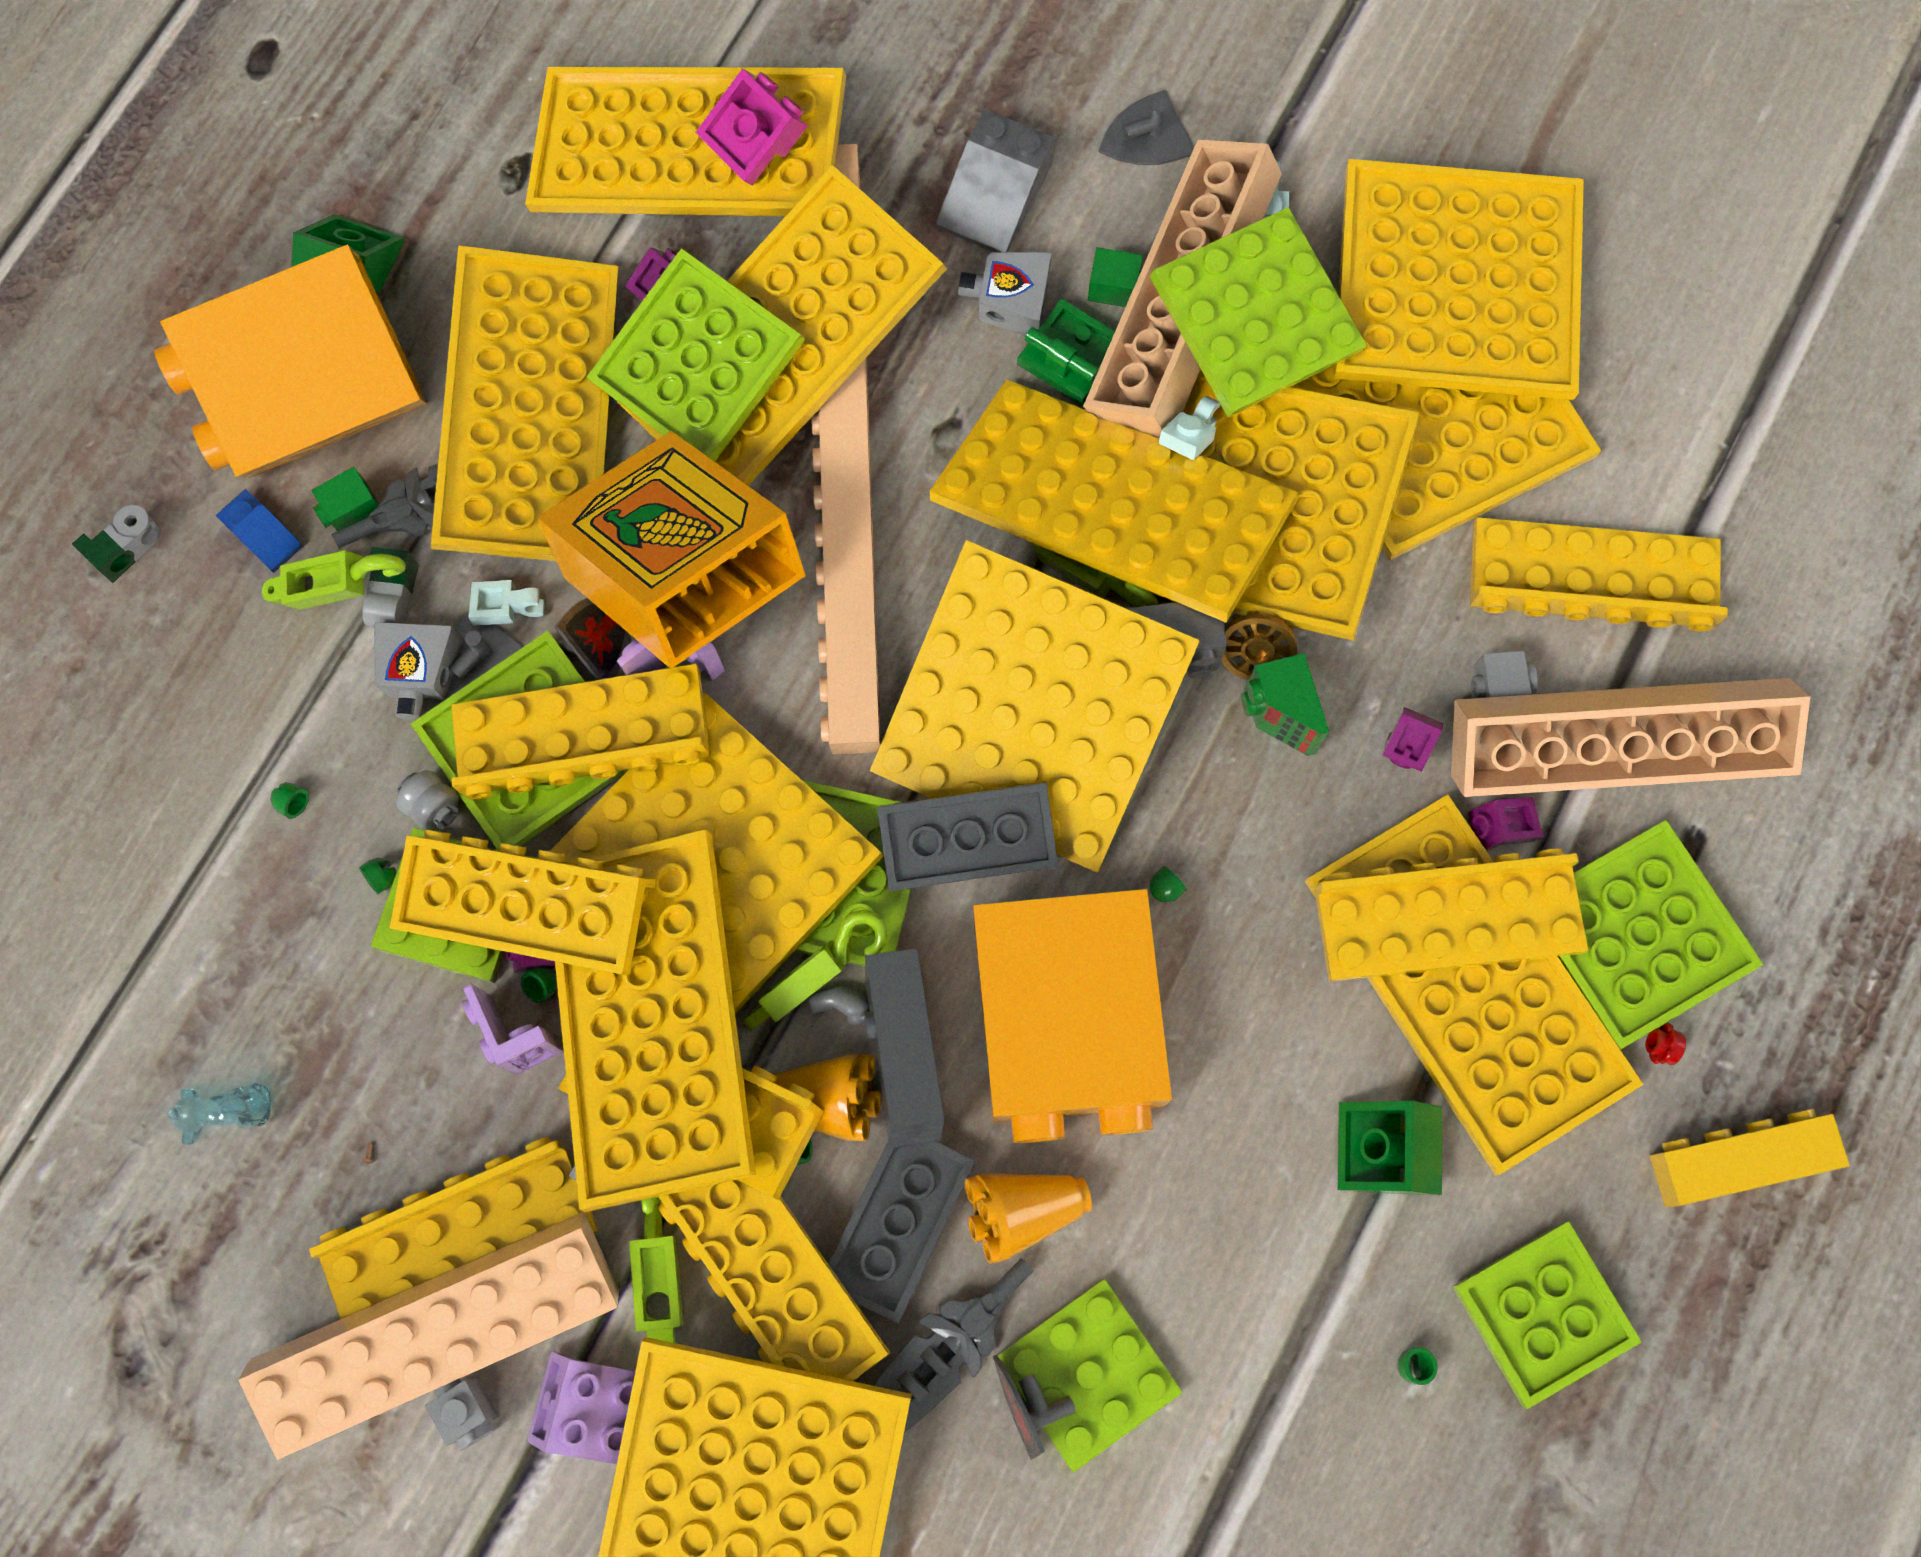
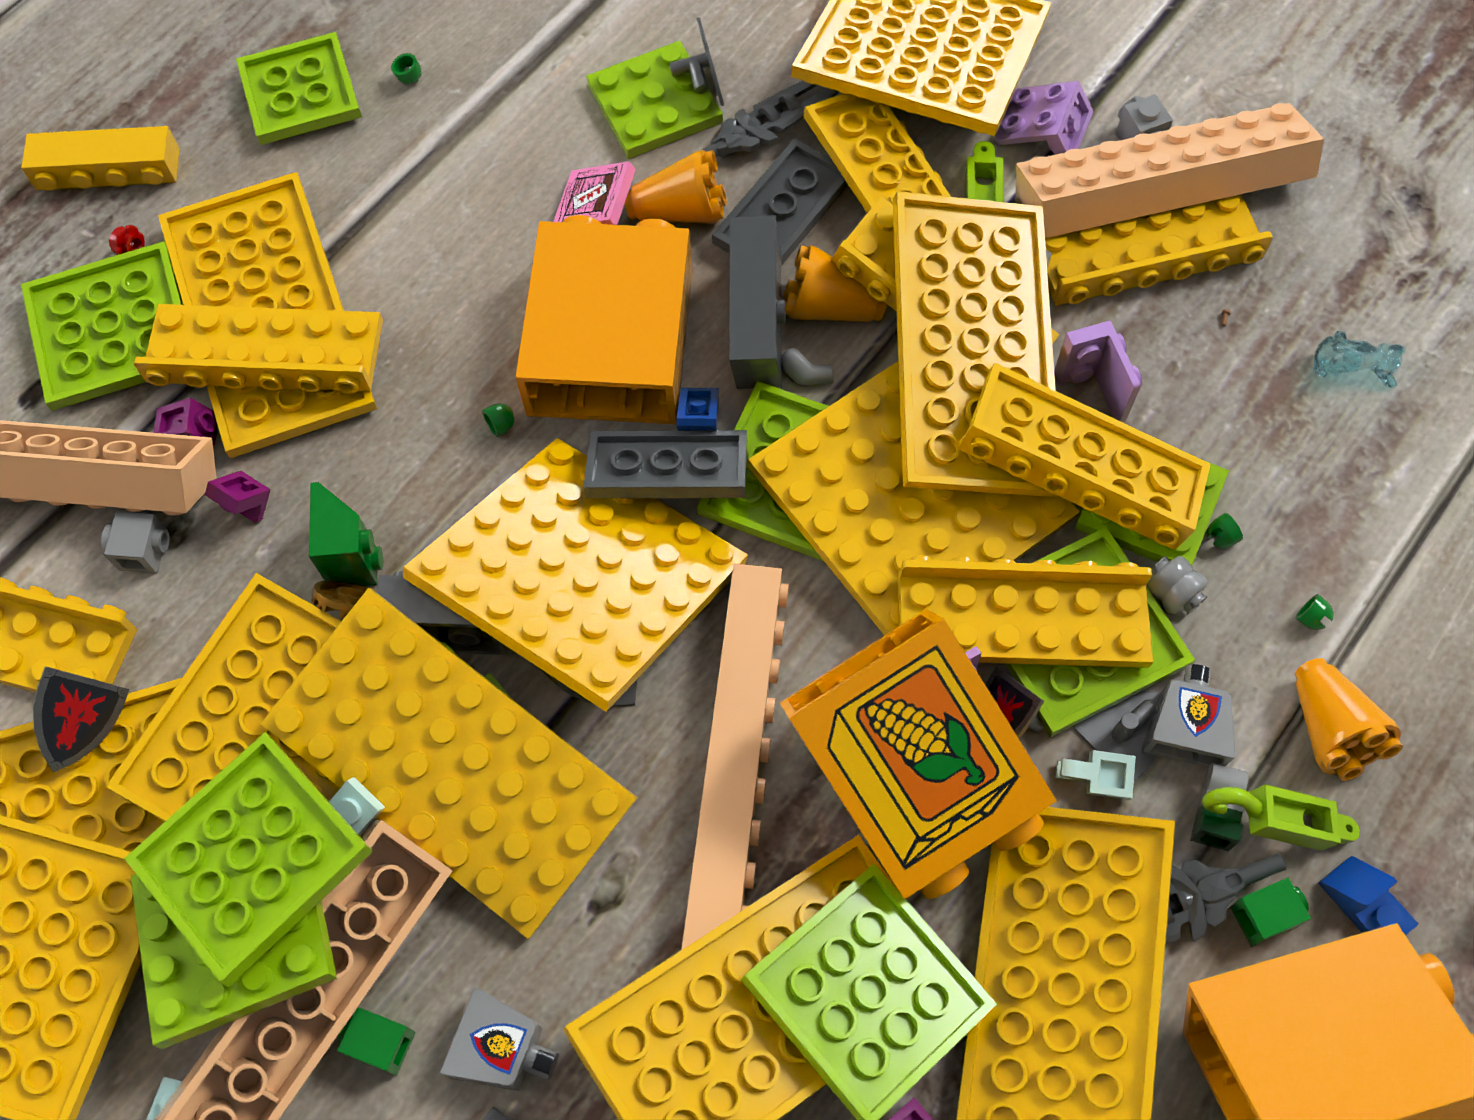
camera: 170 degrees left, 10 degrees down
(270, 681) = (1343, 721): none -> light orange cone
(815, 970) = (824, 379): lime piece -> none
(948, 919) = (698, 409): none -> blue slope
(1066, 350) = (448, 959): green plate -> none
(1127, 1190) = (597, 192): none -> bright pink tile
(1257, 351) = (247, 858): none -> lime plate
(1390, 1147) = (375, 201): green slope -> none
(1482, 484) = (73, 715): none -> shield

